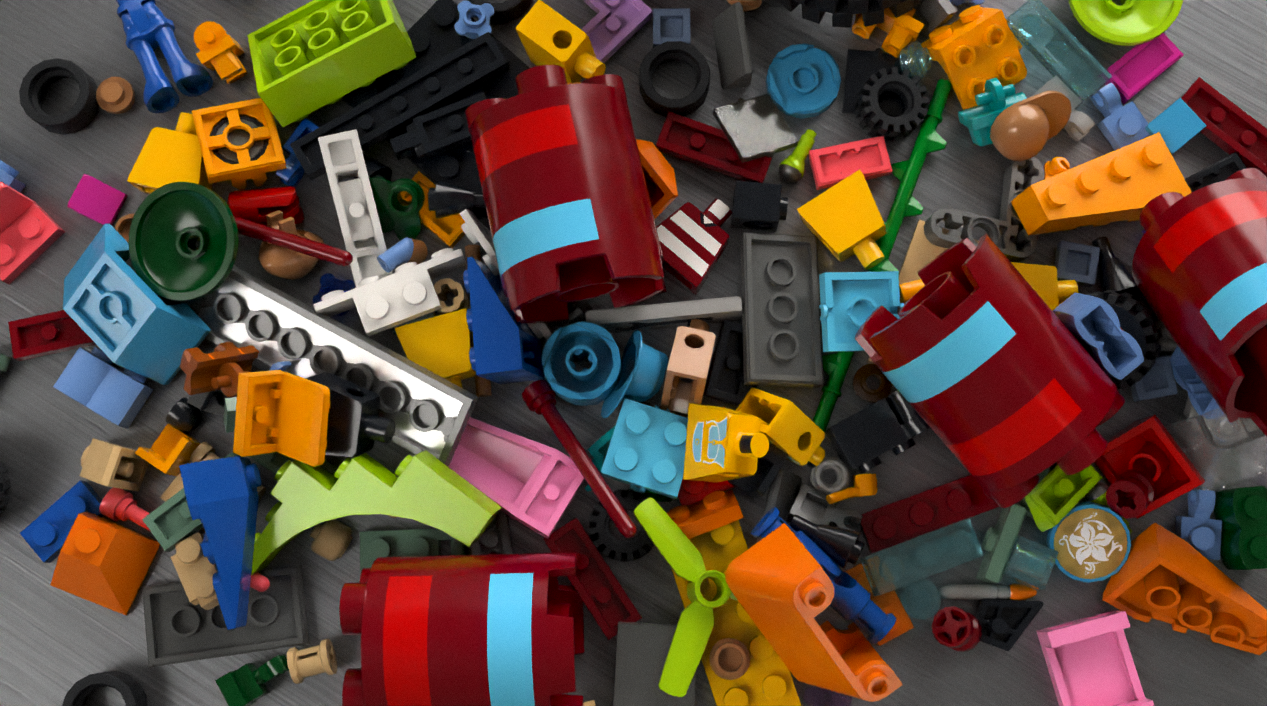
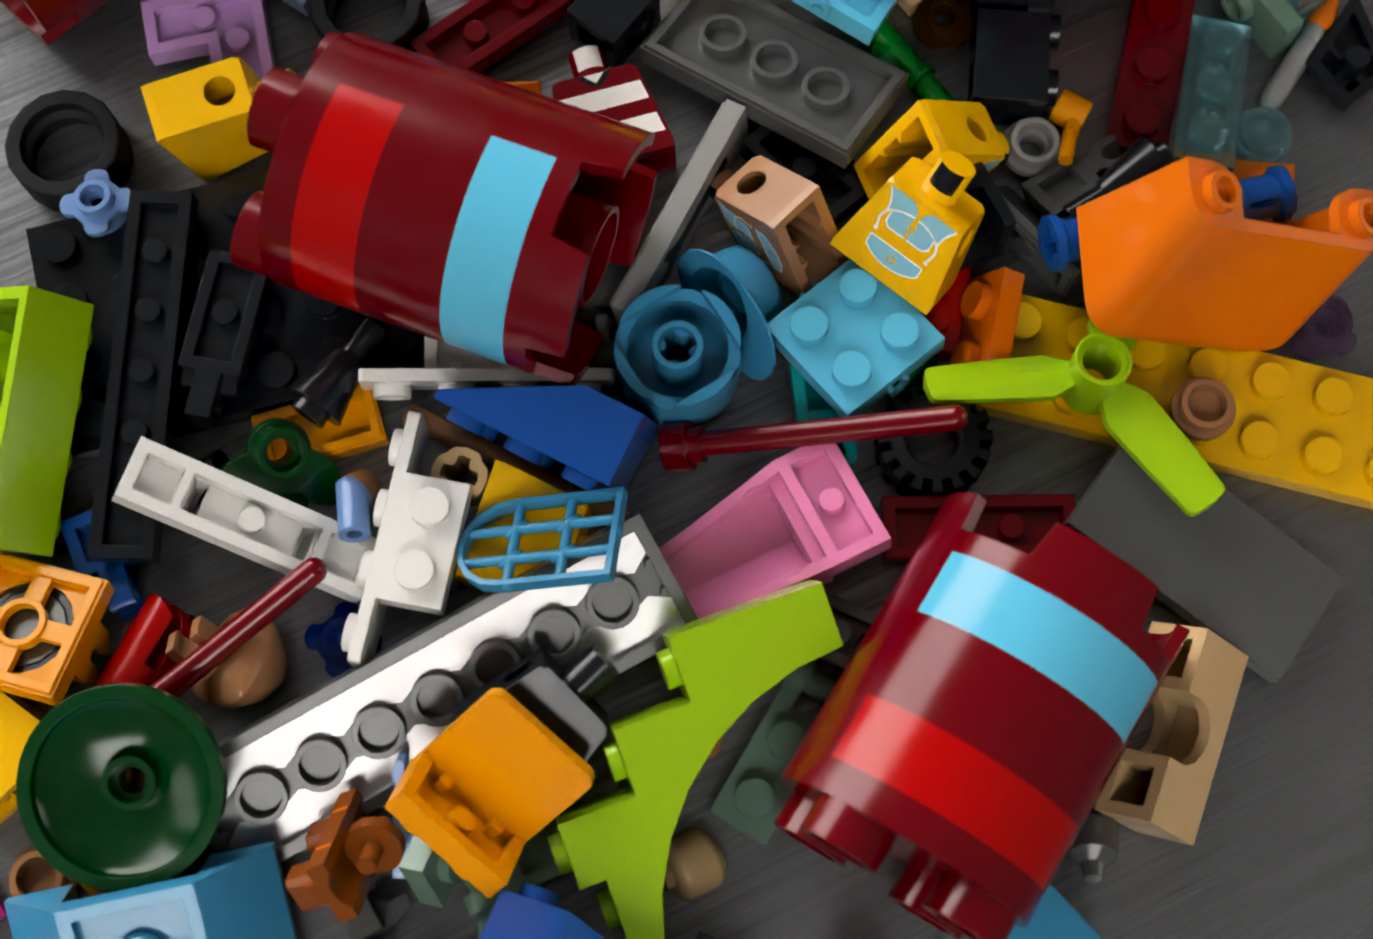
camera: 60 degrees left, 5 degrees down
(430, 375) = (477, 530): none -> dark azure window
(948, 624) = (1318, 108): dark red wheel -> none

